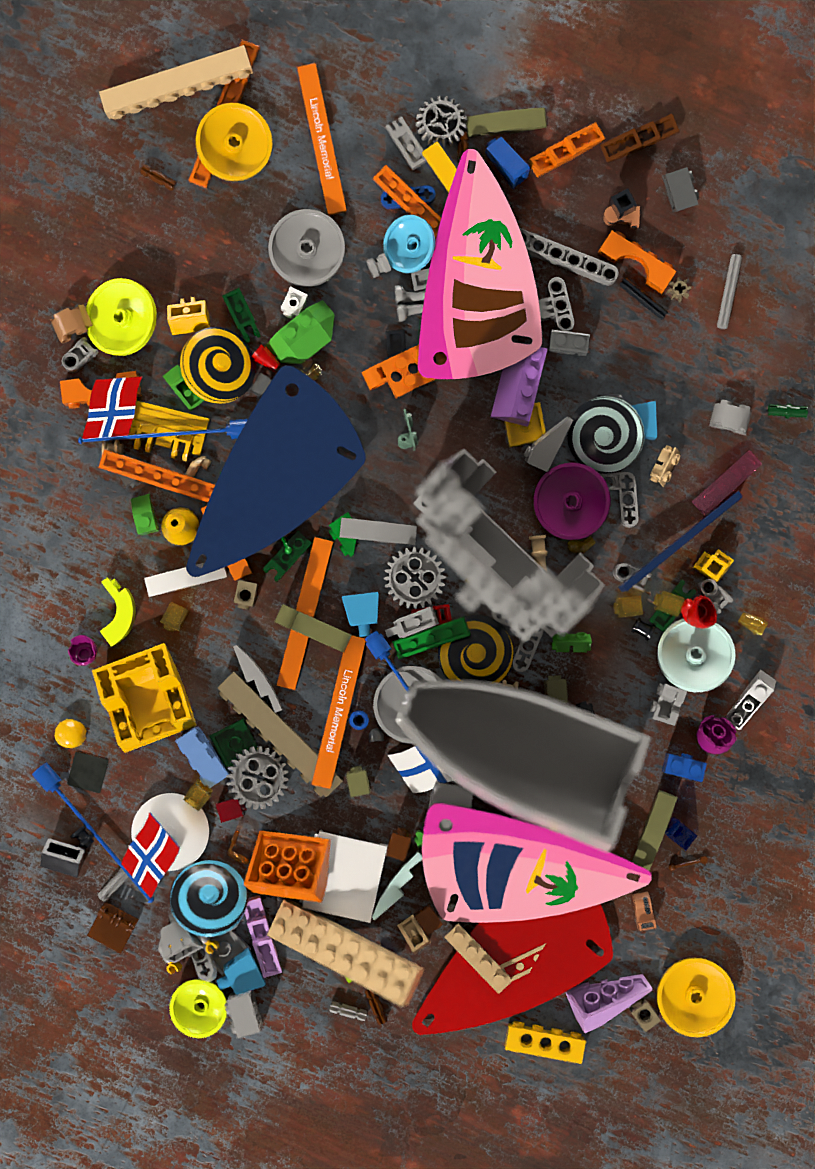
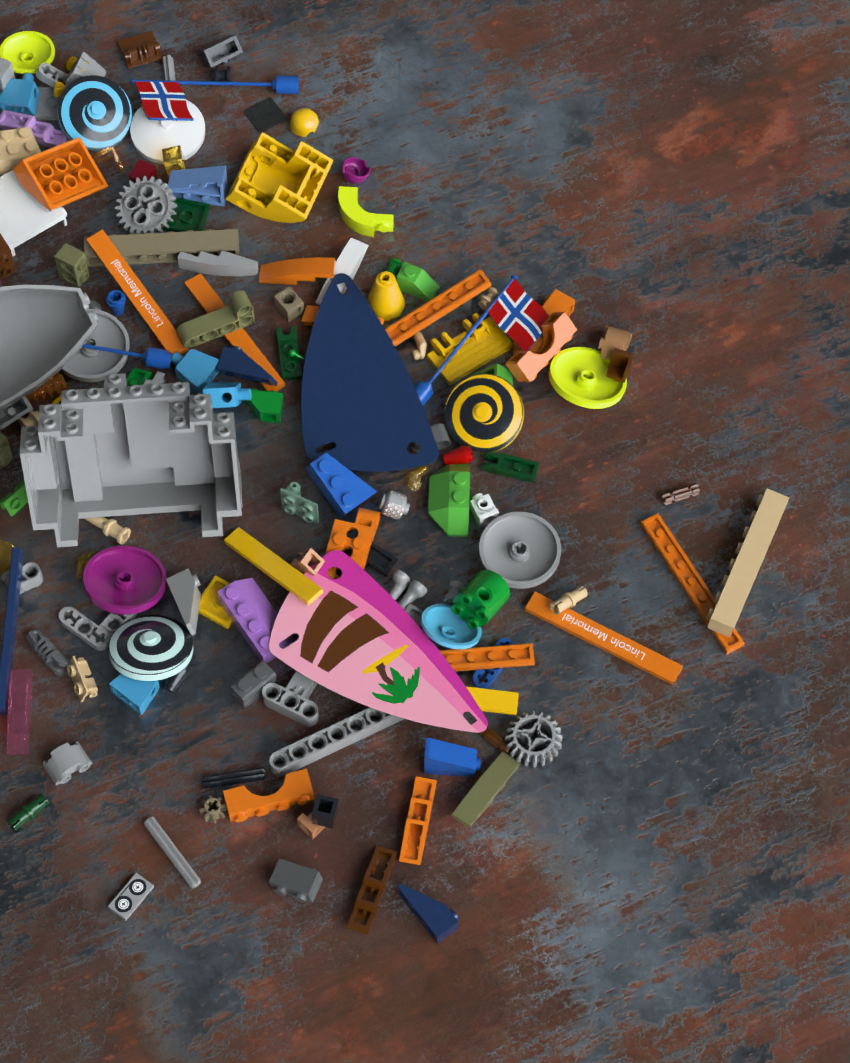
camera: 130 degrees right, 25 degrees down
(81, 356) = (585, 333): light grey piece -> none
(90, 300) = (619, 365): none -> reddish brown panel
(104, 366) = (556, 332): none -> arch
(148, 543) = (394, 266): none -> green bush
(174, 617) = (319, 244): clear yellow brick -> none
(188, 316) = (543, 425): yellow brick -> none
(213, 612) = (295, 270): none -> orange slope
(233, 142) = (658, 564): yellow dish -> none
(315, 183) = (568, 600): none -> tan pin
(330, 576) = (237, 364): none -> dark blue slope
(346, 369) = (393, 504): none -> light grey head
(368, 414) = (339, 484): none -> blue wedge
(368, 564) = (220, 394): none -> dark azure torso
(371, 238) = (481, 598): none -> green cylinder
(378, 531) = (253, 416): light grey slope -> none
(406, 143) = (542, 698): light grey hinge -> none
(449, 387) = (305, 560): none -> nougat leg
(472, 401) = (273, 566): none -> yellow tile
(623, 84) = (432, 914): none -> dark blue slope
(667, 507) = (47, 651): none -> dark grey hinge
(781, 290) = (131, 896): none -> tile

